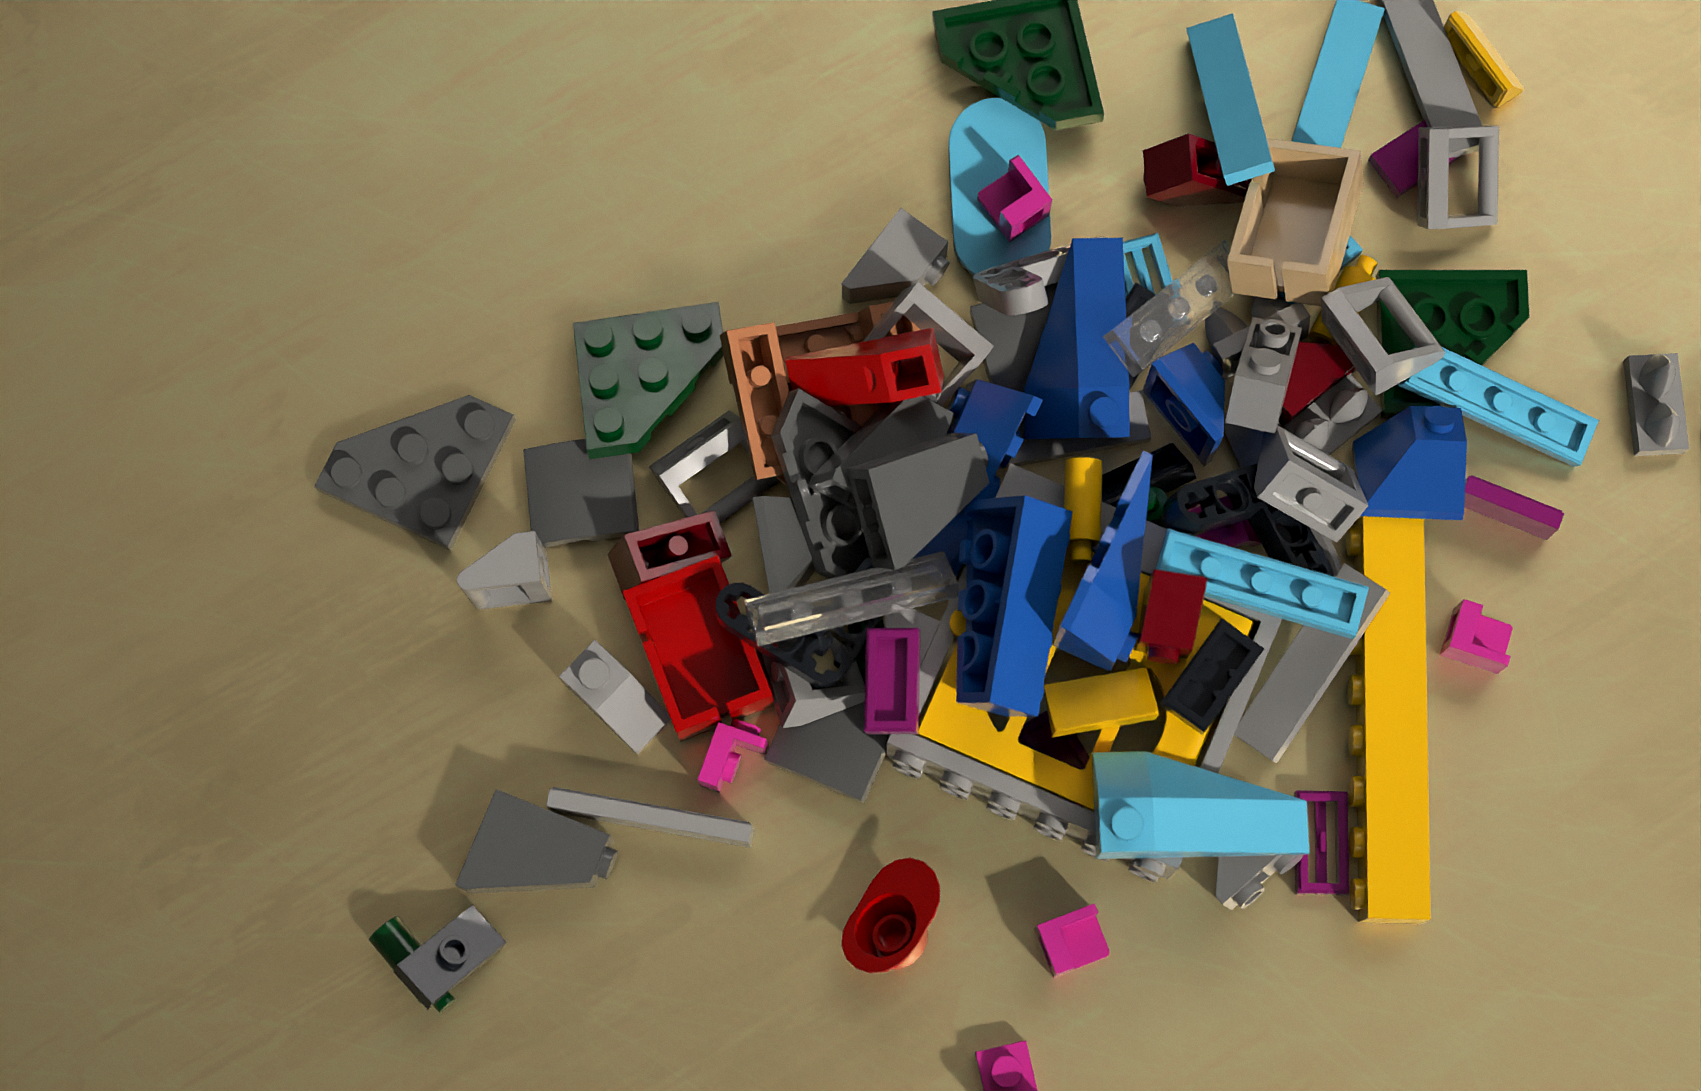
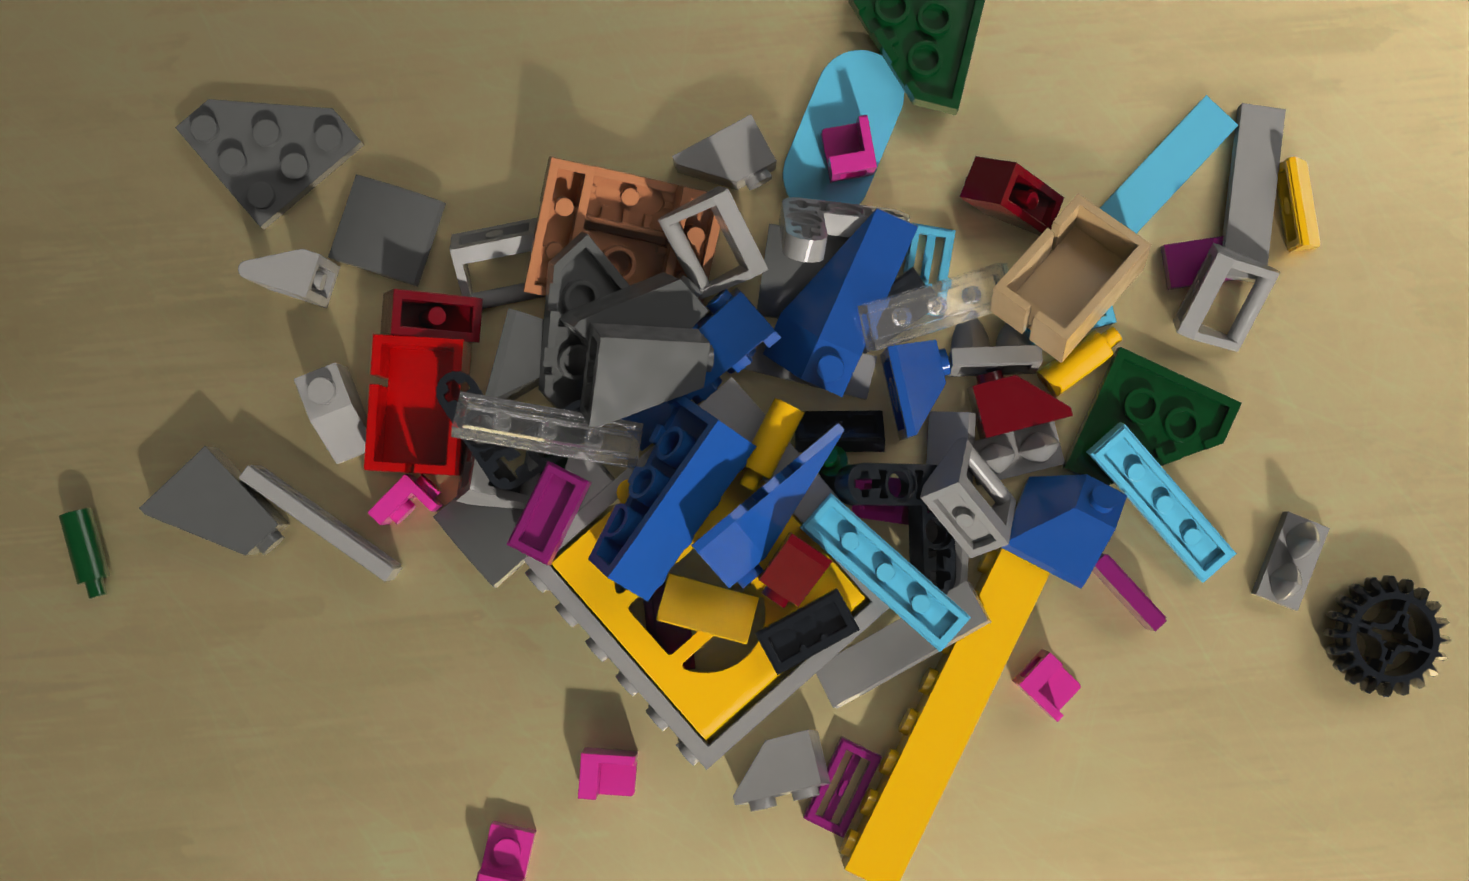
camera: 25 degrees right, 10 degrees up
(449, 957) = (113, 560): black plate -> none
(640, 371) = (478, 153): plate -> none
(871, 370) = (655, 246): red slope -> none
(892, 918) = (470, 693): red piece -> none
(1178, 810) = (728, 727): medium azure wedge -> none
(1230, 100) = (1068, 147): medium azure tile -> none
(1263, 375) = (977, 395): light grey slope -> none
(1360, 345) = (1068, 404): light grey tile -> none

